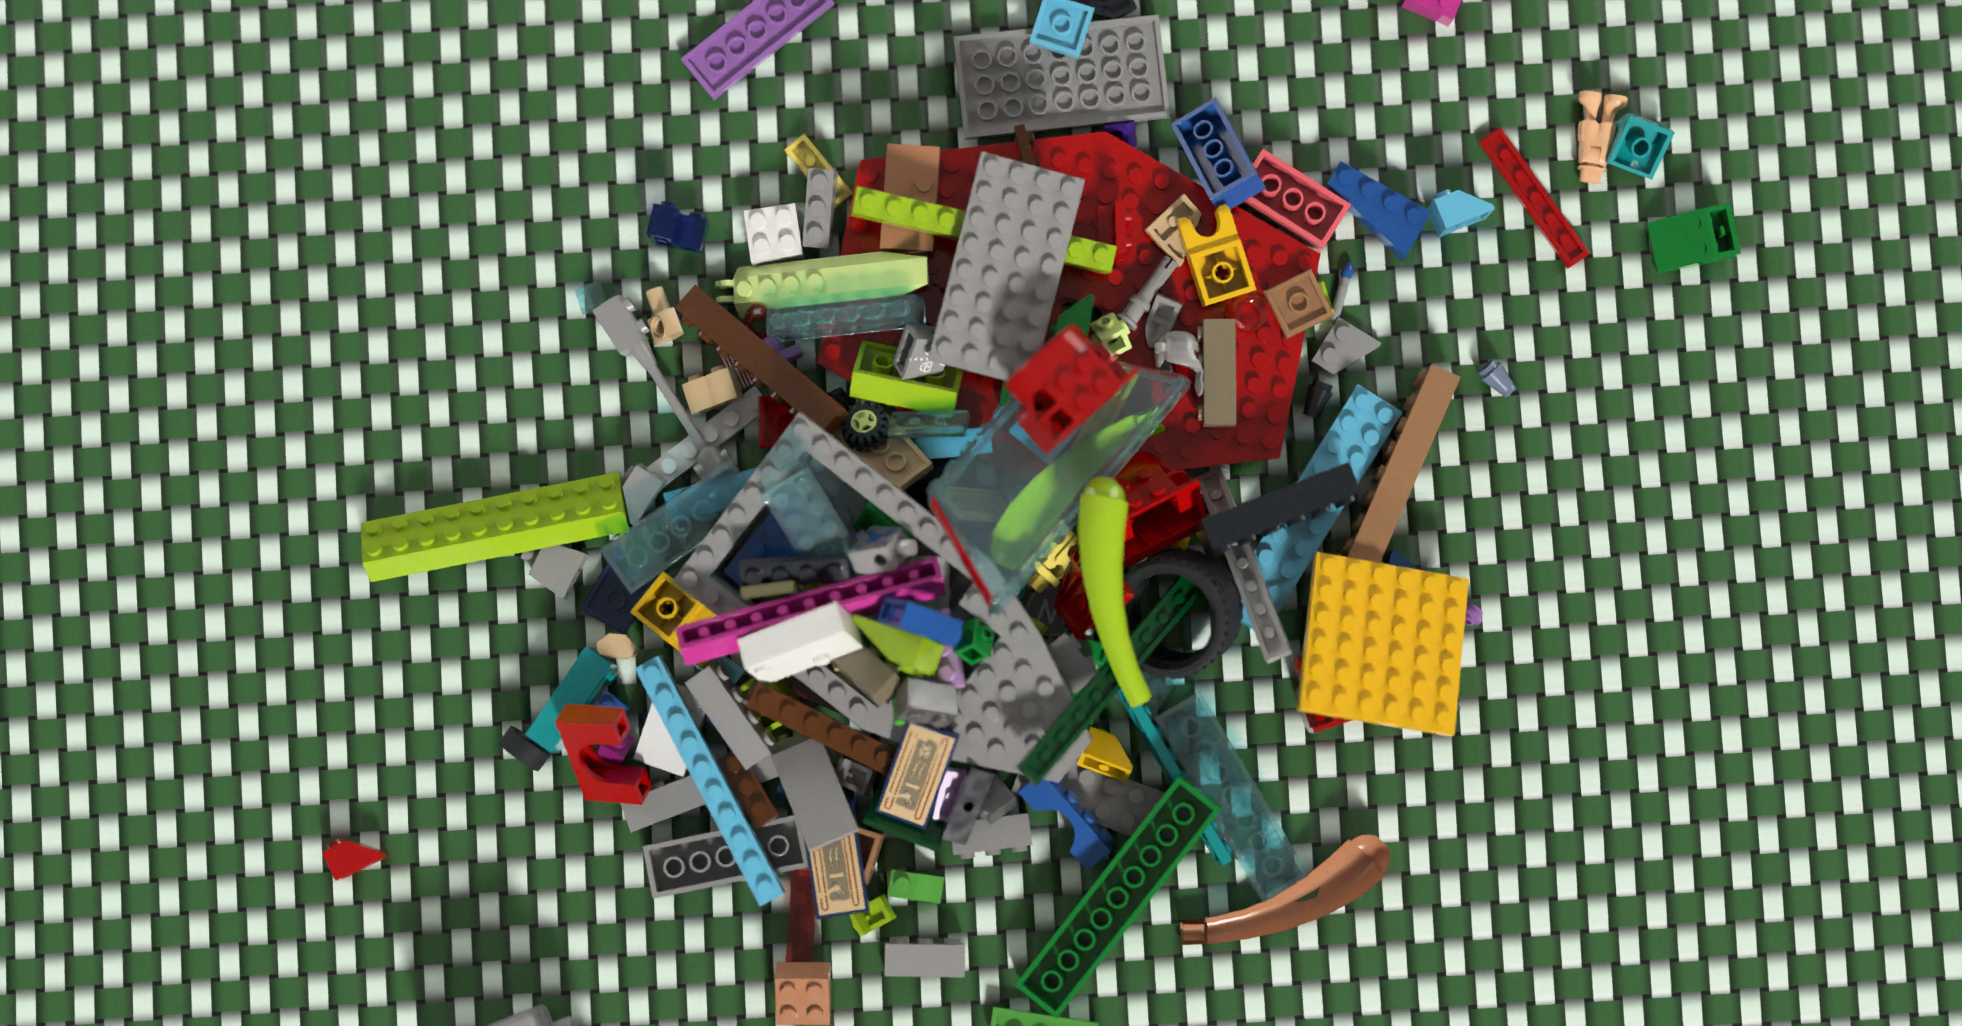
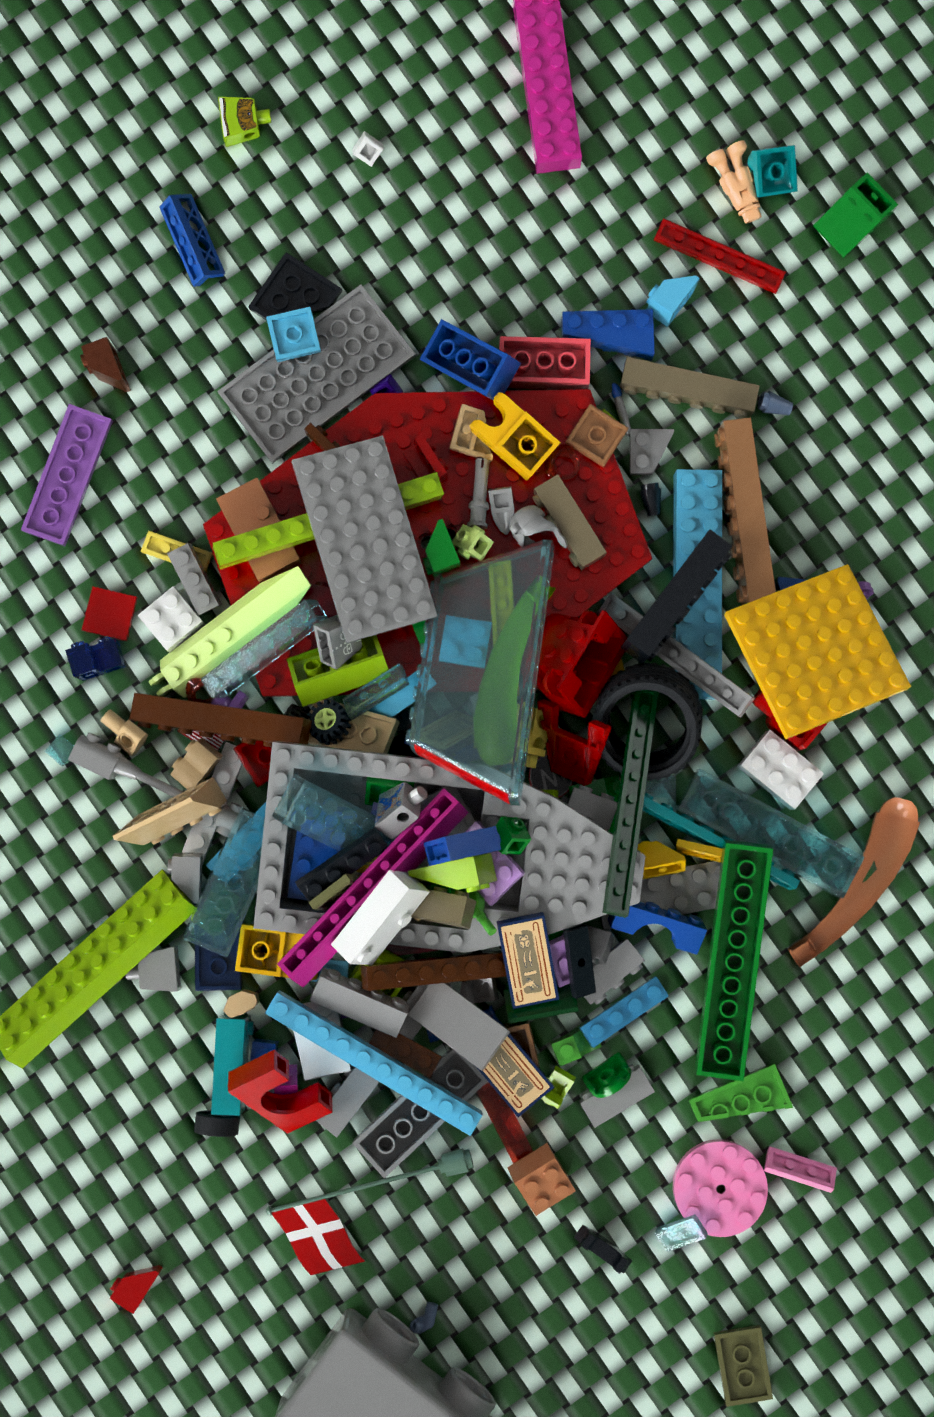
camera: 35 degrees left, 0 degrees up
(558, 913) = (318, 1231): none -> flag
(662, 425) = (173, 814): none -> tan slope
(717, 192) = (109, 613): none -> red tile
(926, 702) = (504, 904): flat silver brick -> none
(928, 935) = (608, 1076): none -> green tile
(982, 883) = (623, 1011): none -> dark azure plate
(1064, 386) = (463, 600): red brick -> none
(1101, 553) = (567, 708): lime animal -> none
(1150, 770) = (699, 850): none -> yellow tile
(1280, 741) = (780, 770): none -> white brick
(1421, 310) = (689, 387): none -> dark tan brick

